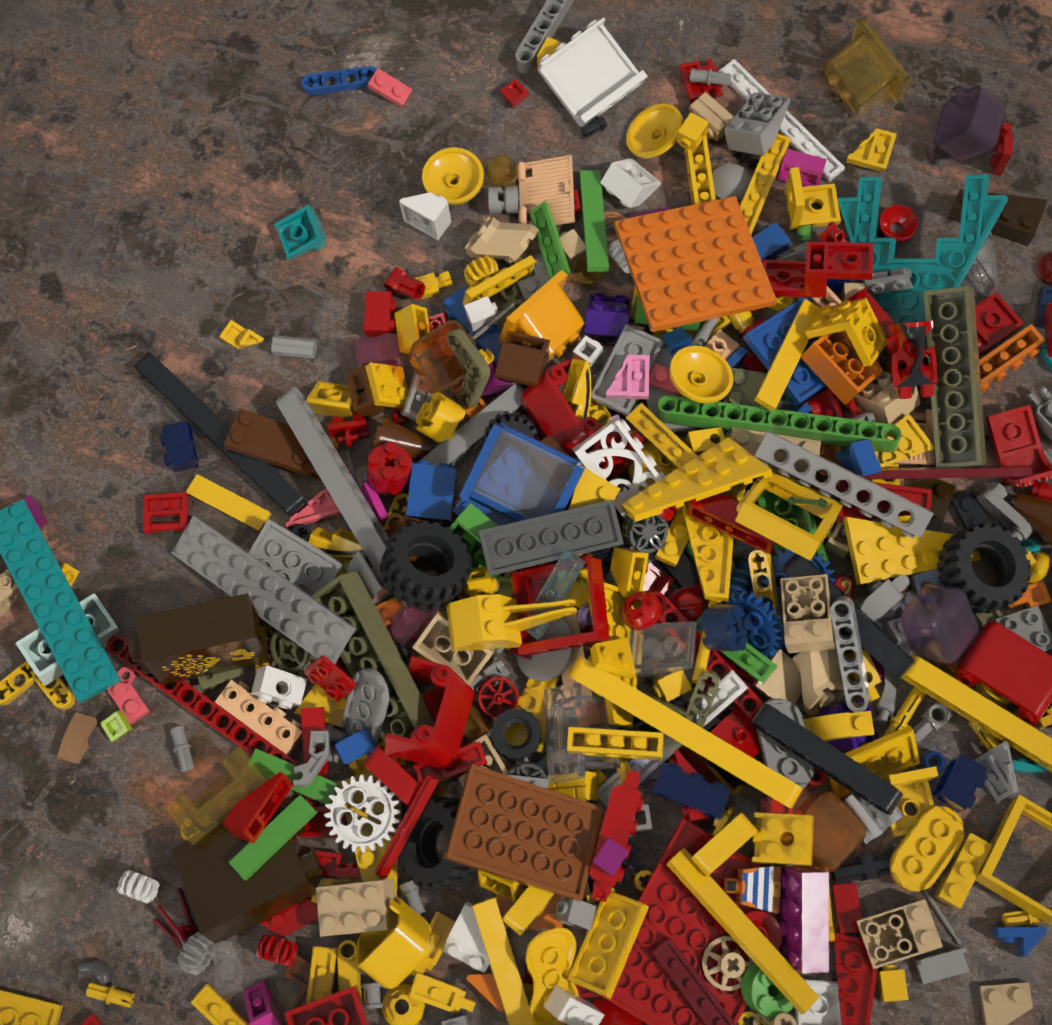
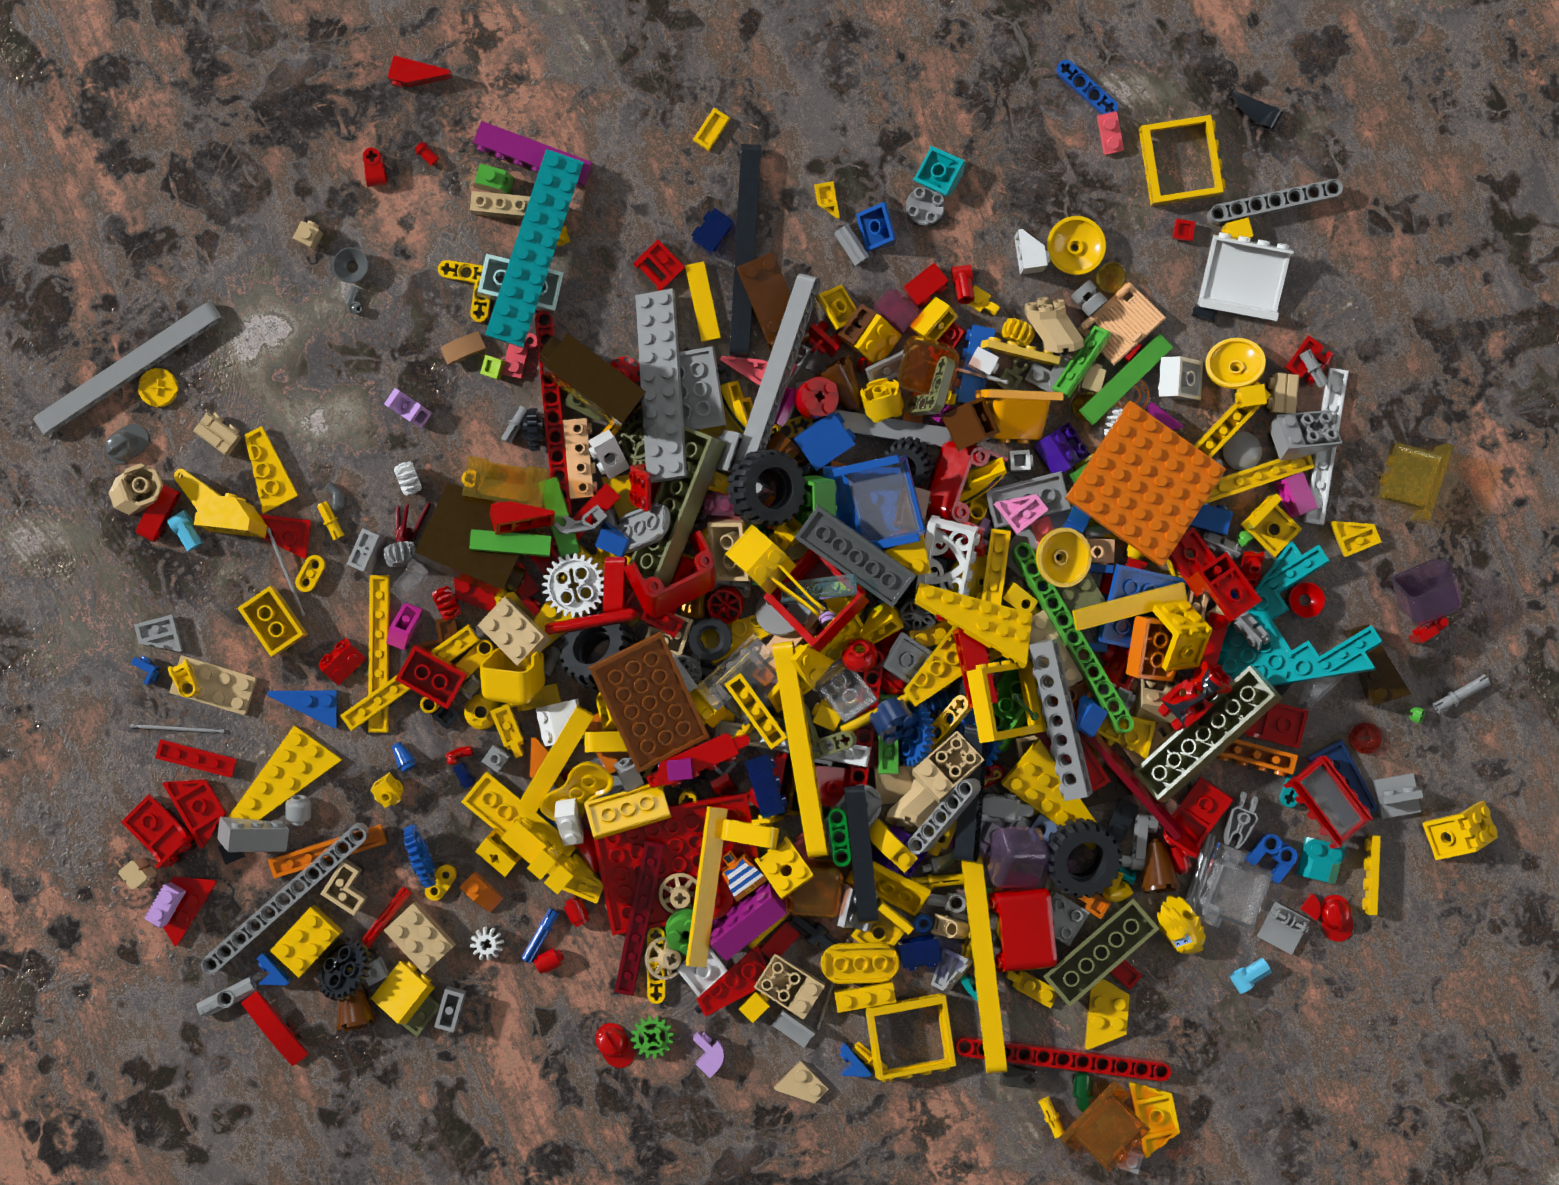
camera: 40 degrees right, 15 degrees up
(79, 832) = (408, 408): none -> lavender brick
(101, 382) = (711, 129): none -> yellow tile
(166, 984) = (366, 551): none -> light grey hinge
(198, 734) = (533, 429): none -> black gear
(298, 314) = (876, 227): none -> blue slope
(316, 266) = (925, 206): none -> light grey dish
(446, 81) = (1150, 165): none -> yellow window
(658, 834) = (723, 785): none -> red tile
(677, 574) = (905, 658): none -> dark grey plate
(804, 765) = (843, 845): none -> green beam
(953, 741) = (950, 927): none -> tan piece

